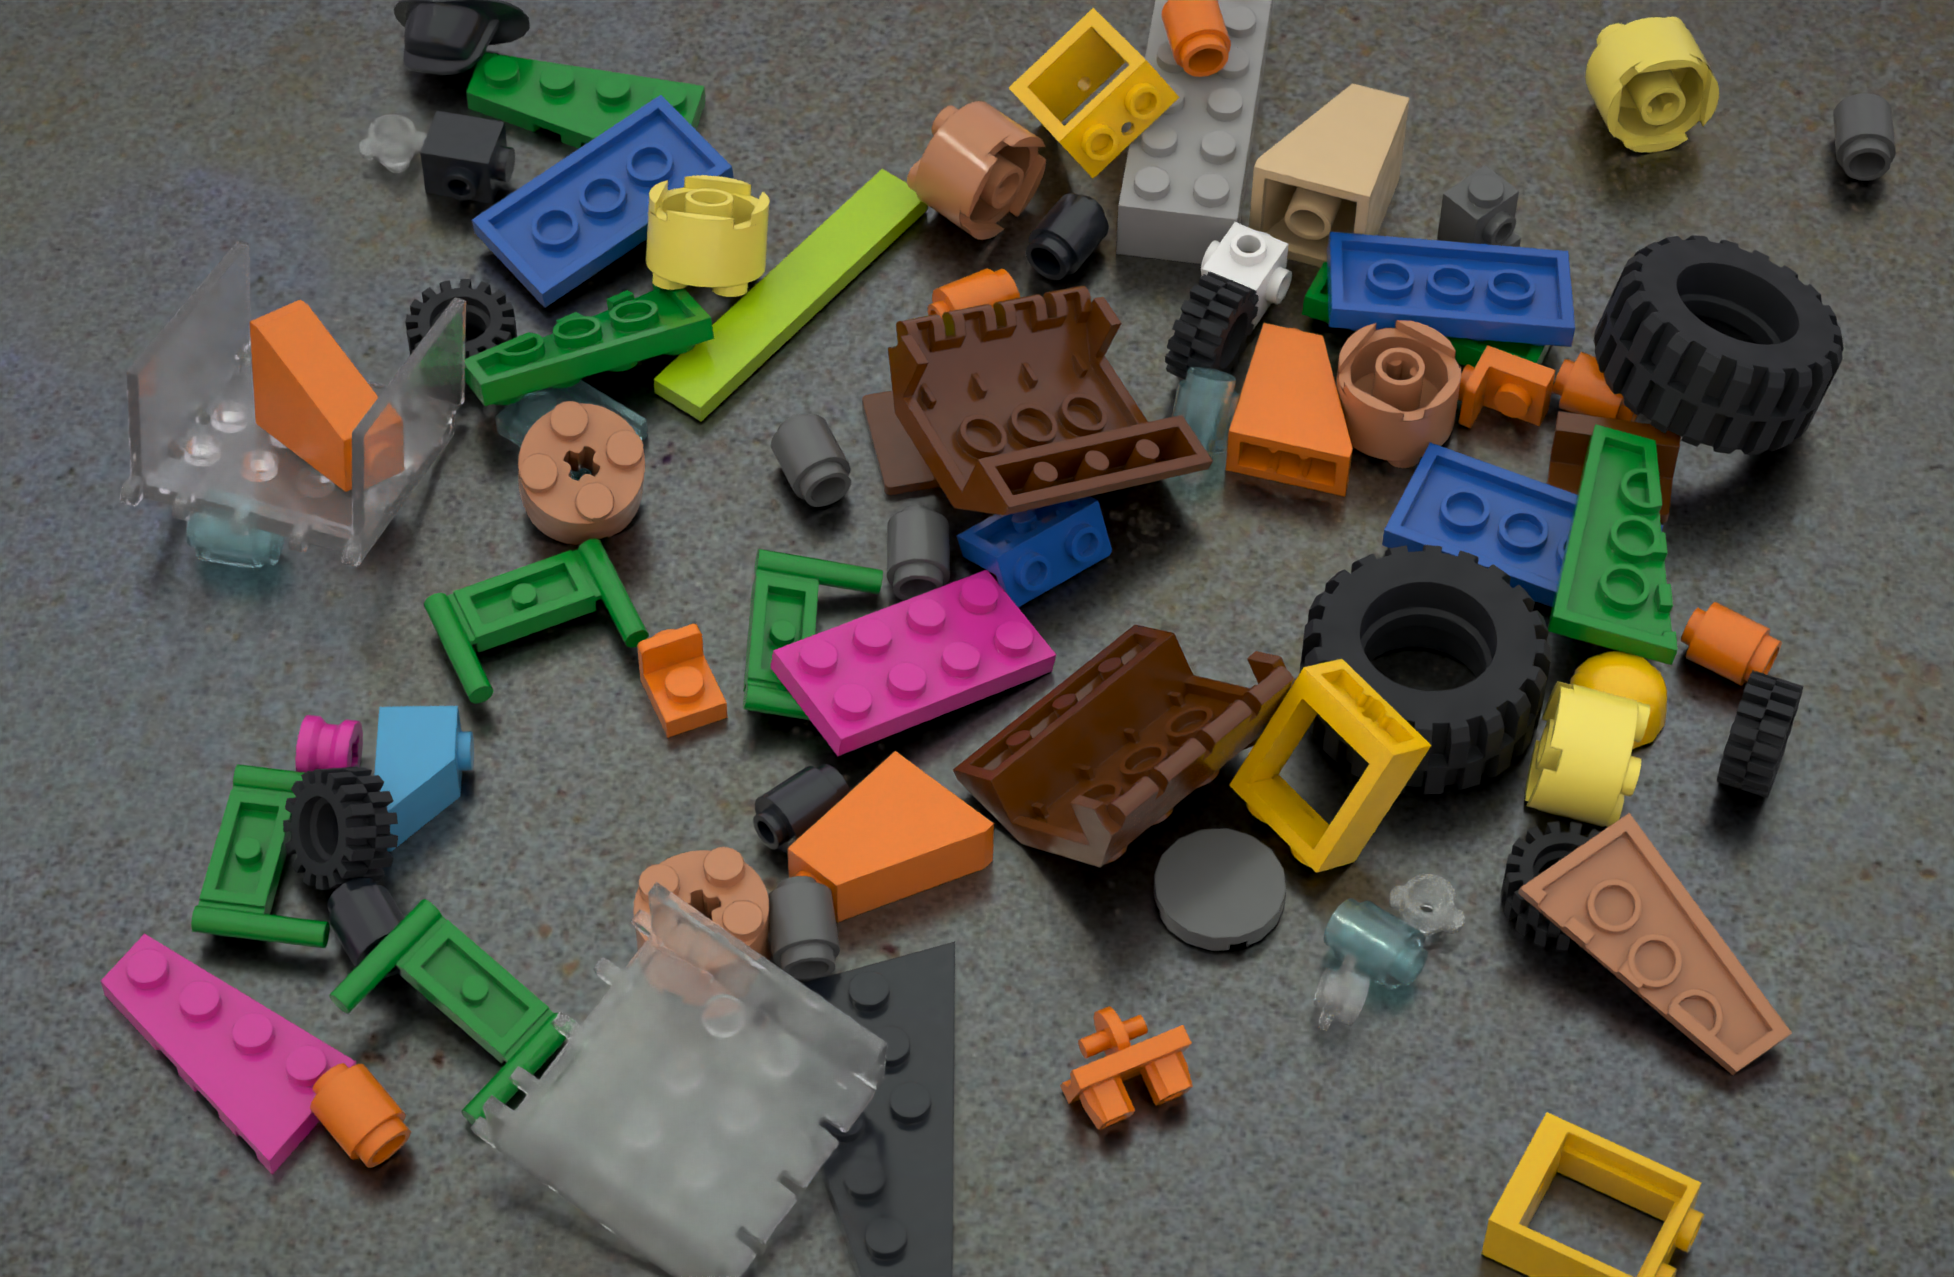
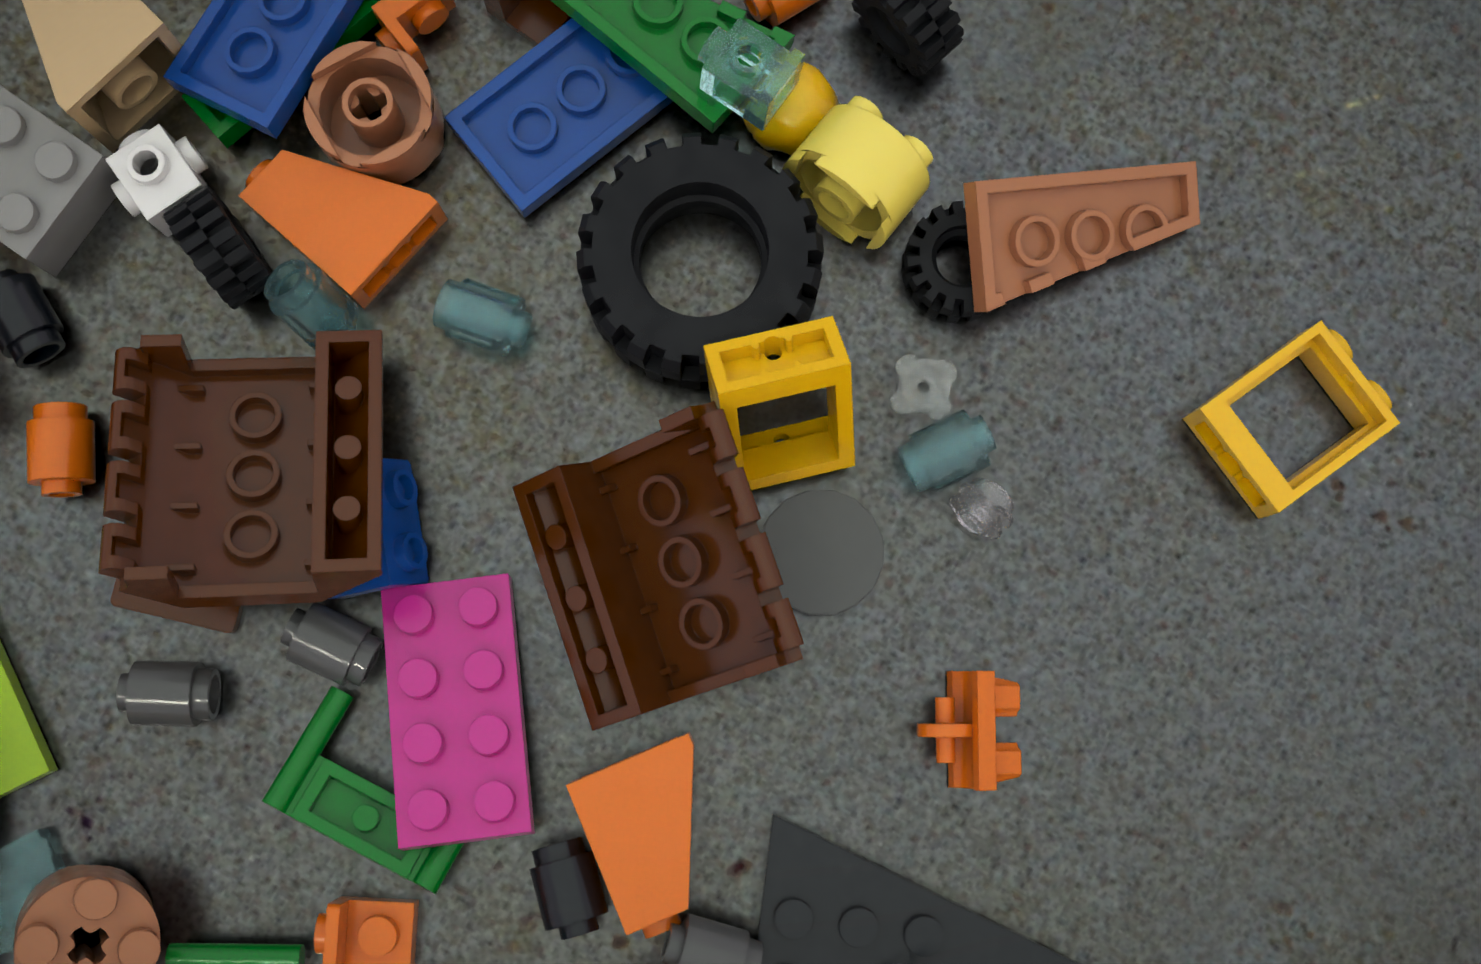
camera: 70 degrees left, 30 degrees up
(1272, 542) = (482, 316): none -> clear light blue brick
(1615, 601) = (751, 90): none -> clear light blue brick

